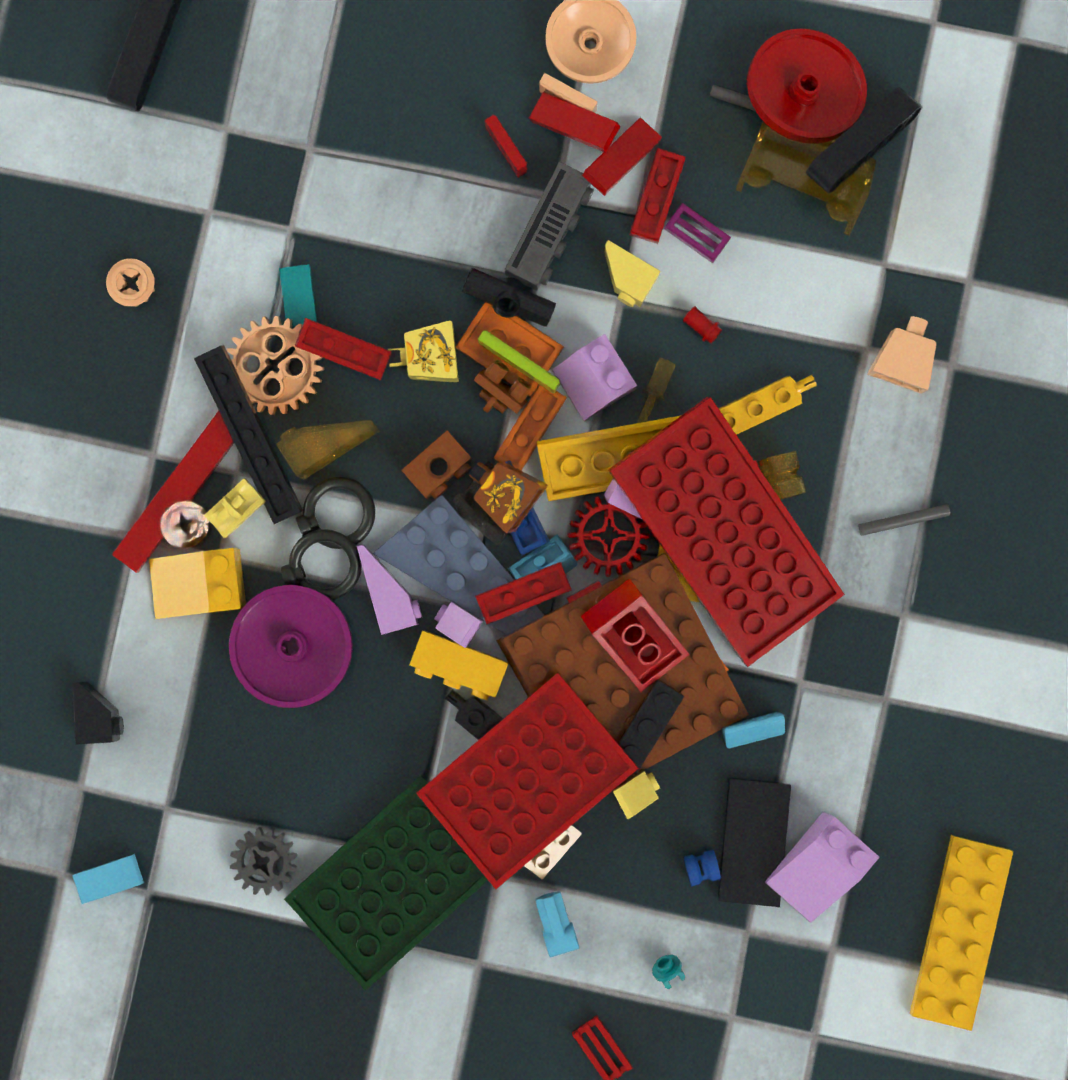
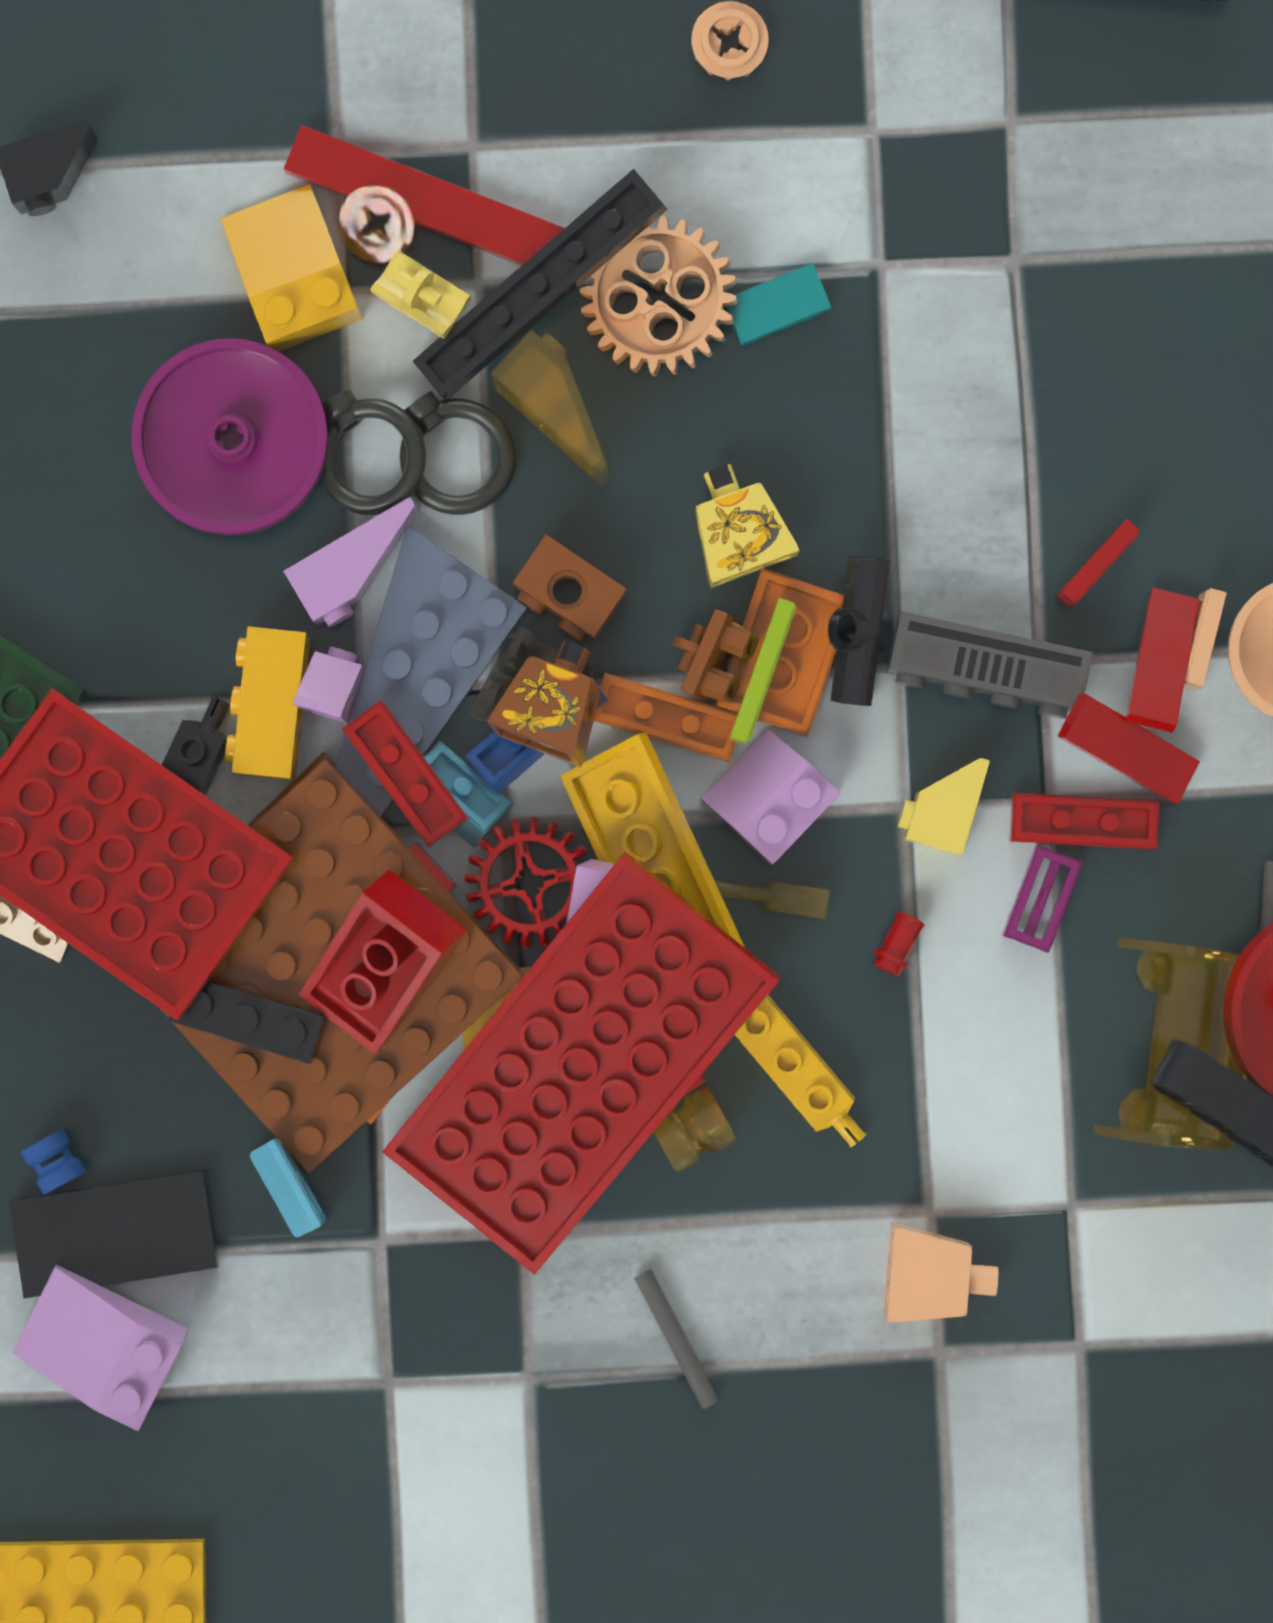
camera: 70 degrees right, 0 degrees up
(343, 349) = (710, 394): red tile -> none
(636, 793) = (140, 1029): light yellow slope -> none

